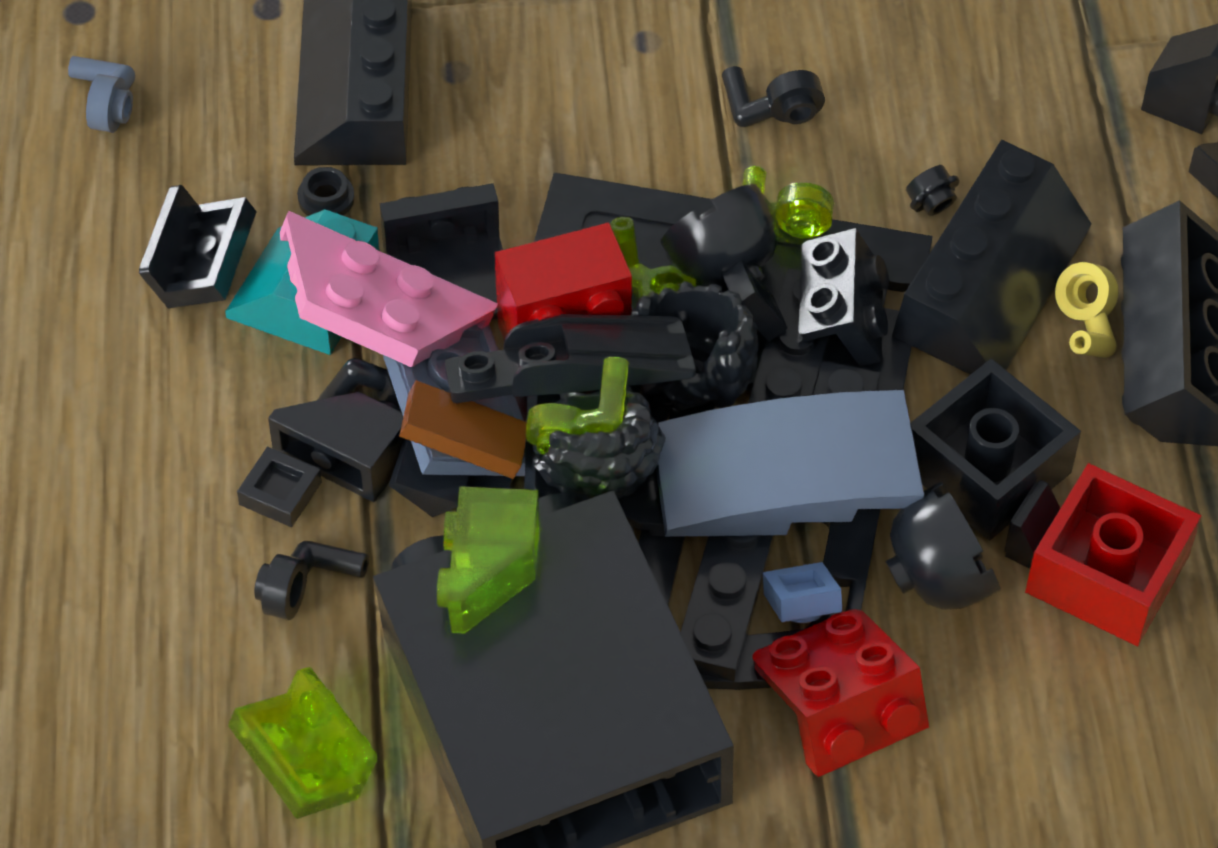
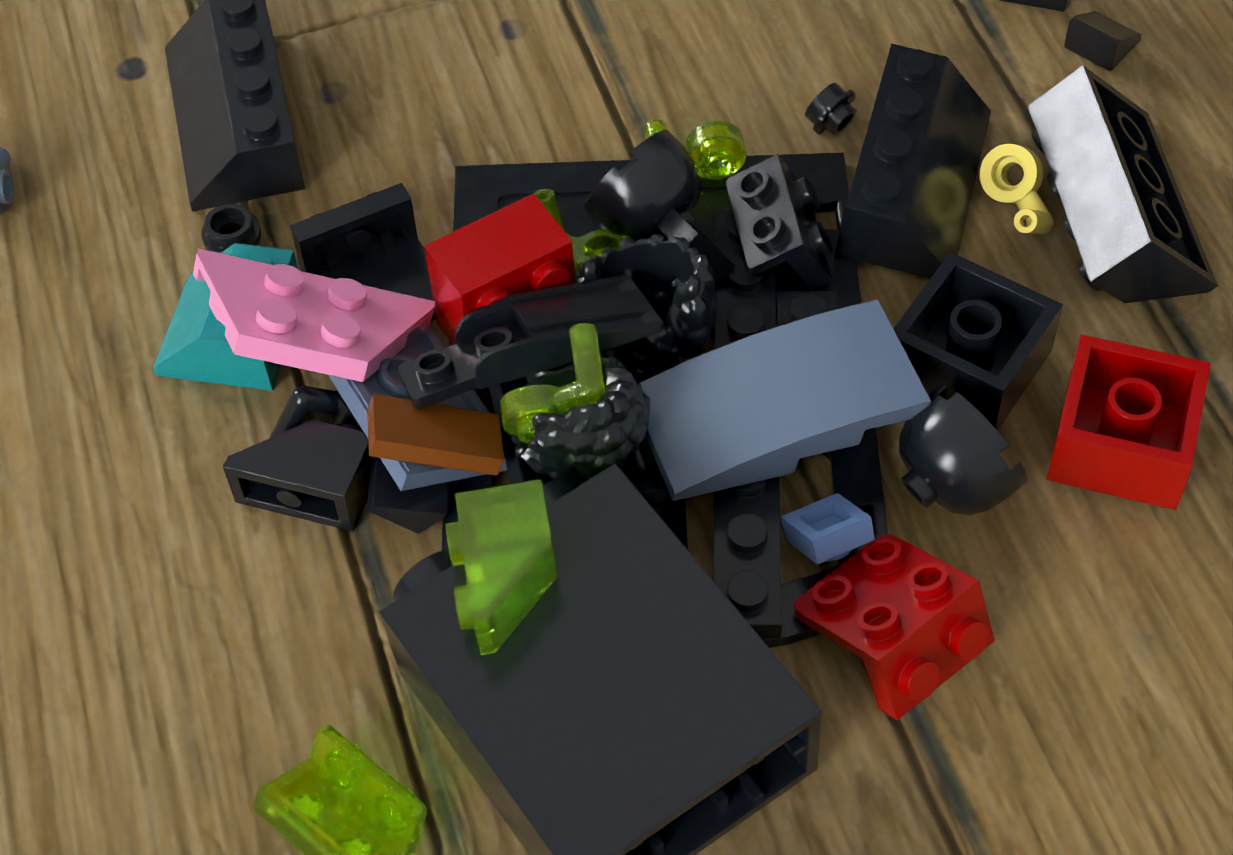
camera: 10 degrees left, 0 degrees up
(195, 248) = (108, 311): black bracket -> none
(279, 486) = (250, 536): black plate -> none
(284, 580) = (278, 637): black plate -> none
(789, 97) = (668, 52): black plate -> none
(1031, 523) = (1037, 413): black slope -> none

